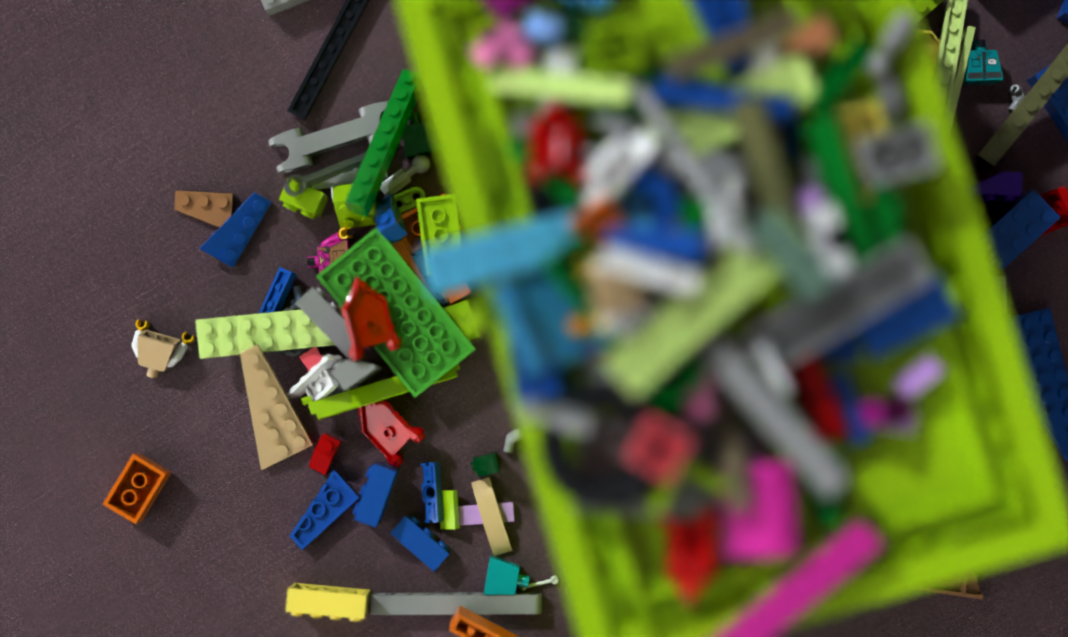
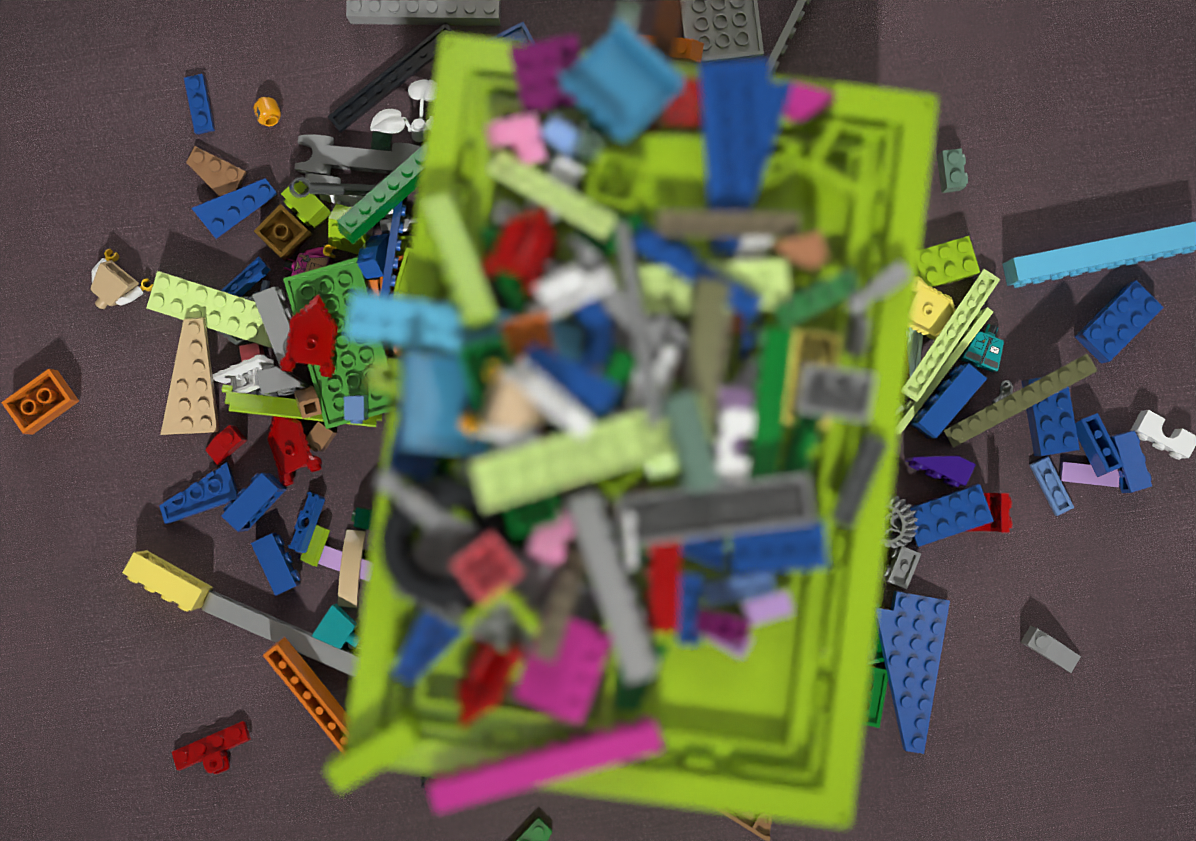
camera: 30 degrees right, 0 degrees up
(162, 150) = (199, 104): none -> blue plate
(229, 130) = (267, 111): none -> light orange head
(293, 234) = (283, 232): none -> pearl gold brick
(308, 169) = (322, 178): none -> light grey beam
(346, 112) = (381, 141): none -> clear green tile
(351, 89) = (391, 121): none -> white plant
(387, 380) = (307, 402): none -> medium nougat brick
(408, 217) = (394, 245): none -> blue plate
(410, 408) = (320, 437): none -> medium nougat brick
(436, 366) = (356, 408): none -> medium blue brick
(503, 183) = (458, 262): none -> lime brick
(624, 545) = (426, 644): none -> blue wing
(883, 370) = (738, 588): none -> medium blue tile
(949, 226) = (858, 480): none -> dark grey tile
(972, 121) = (948, 400): none -> blue brick

